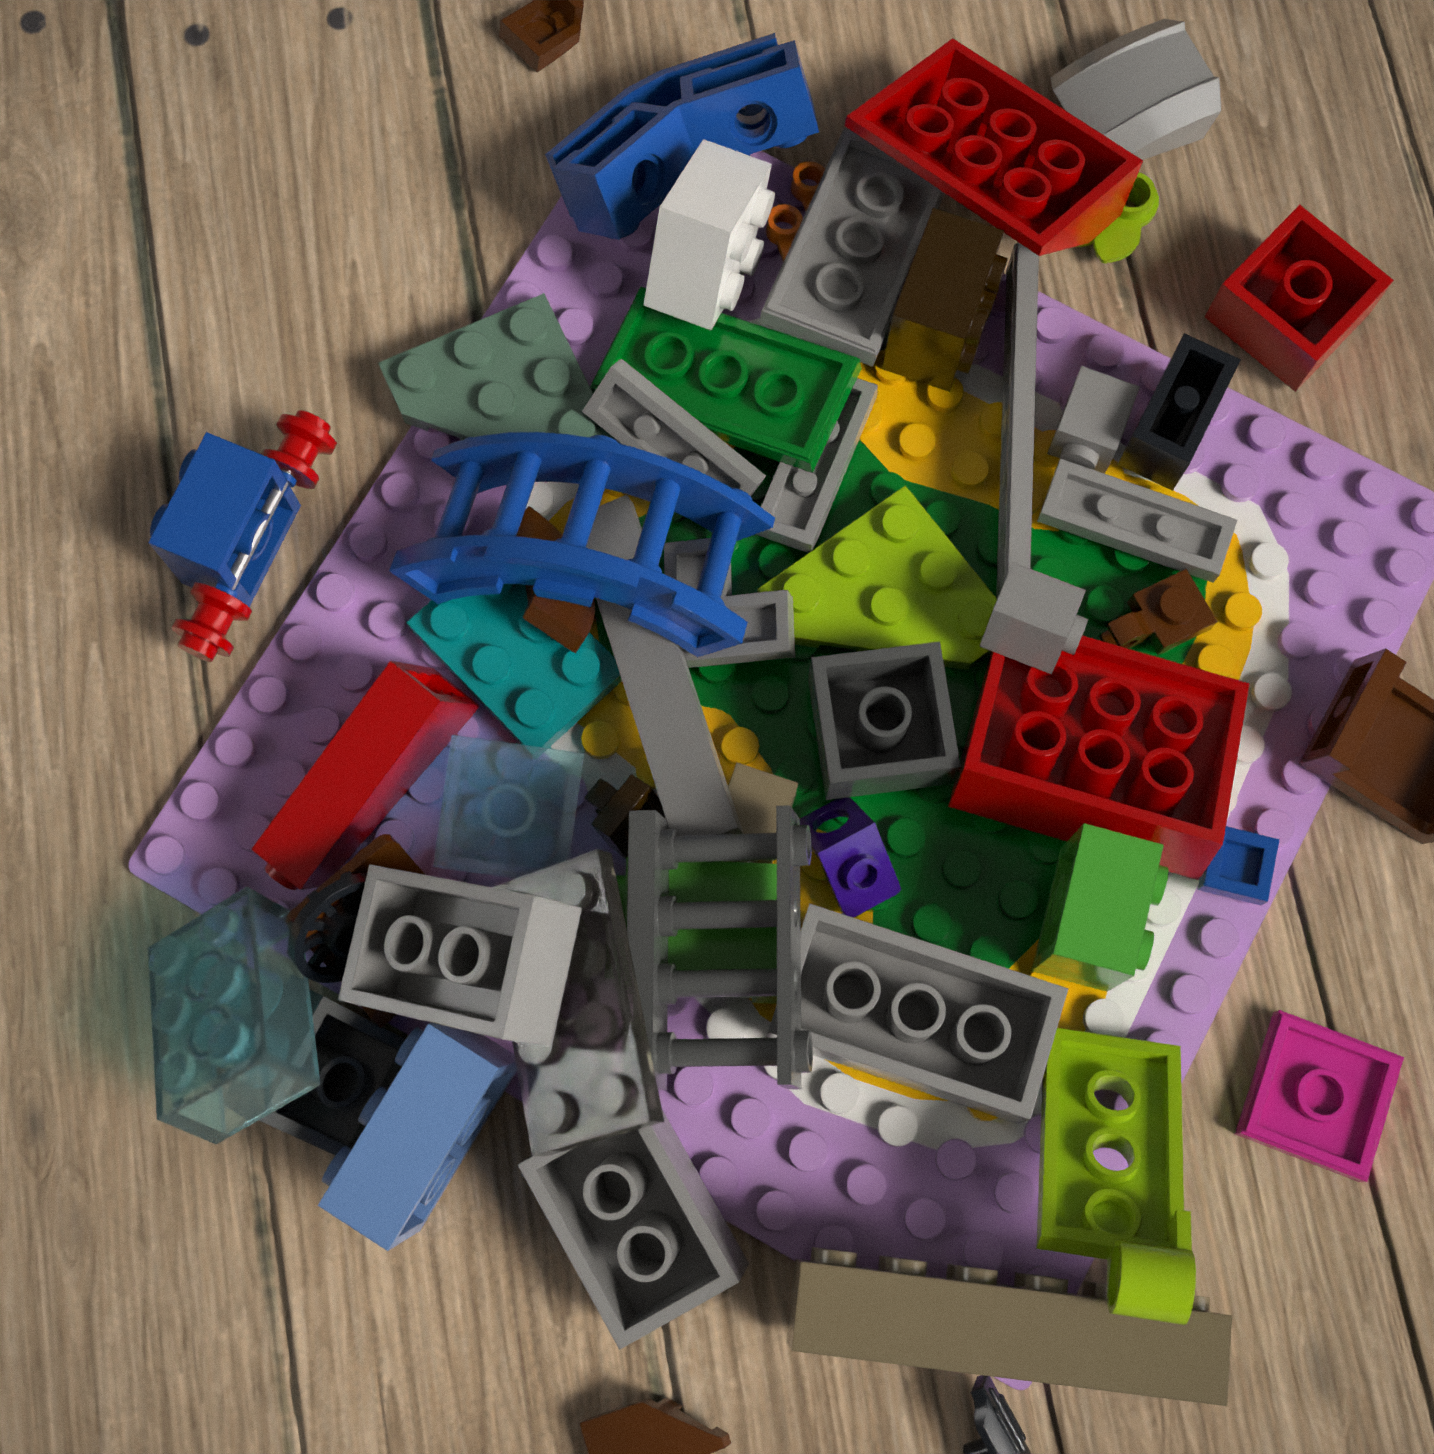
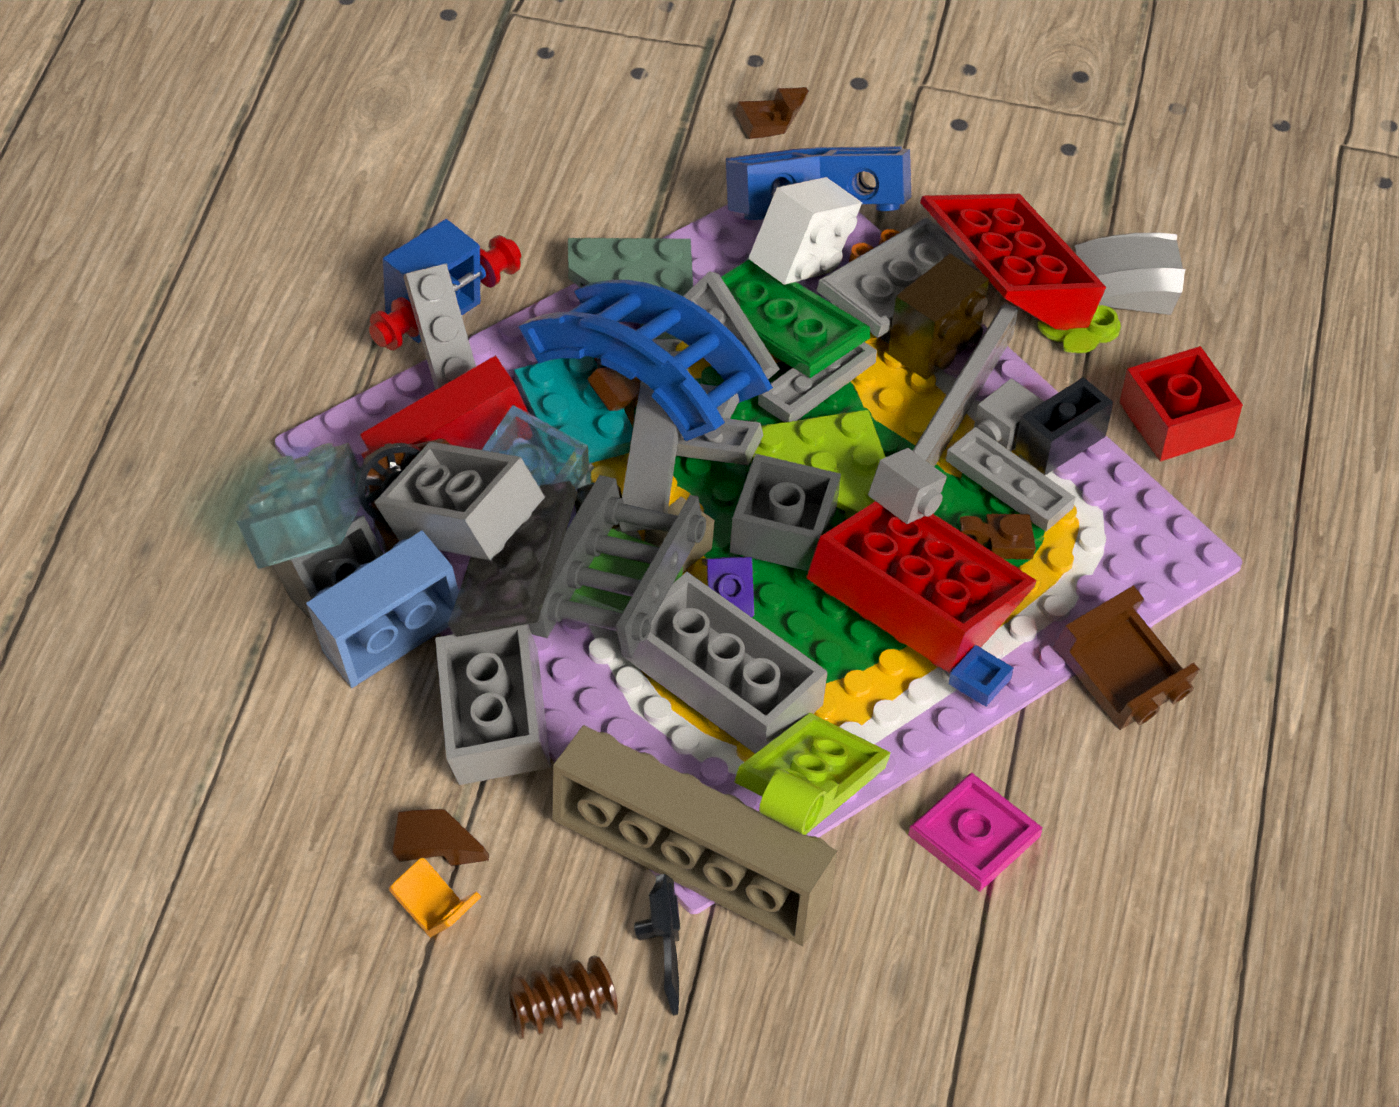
camera: 20 degrees right, 25 degrees down
(284, 617) = (439, 323): none -> light grey plate
(1100, 908) = (871, 649): bright green brick -> none

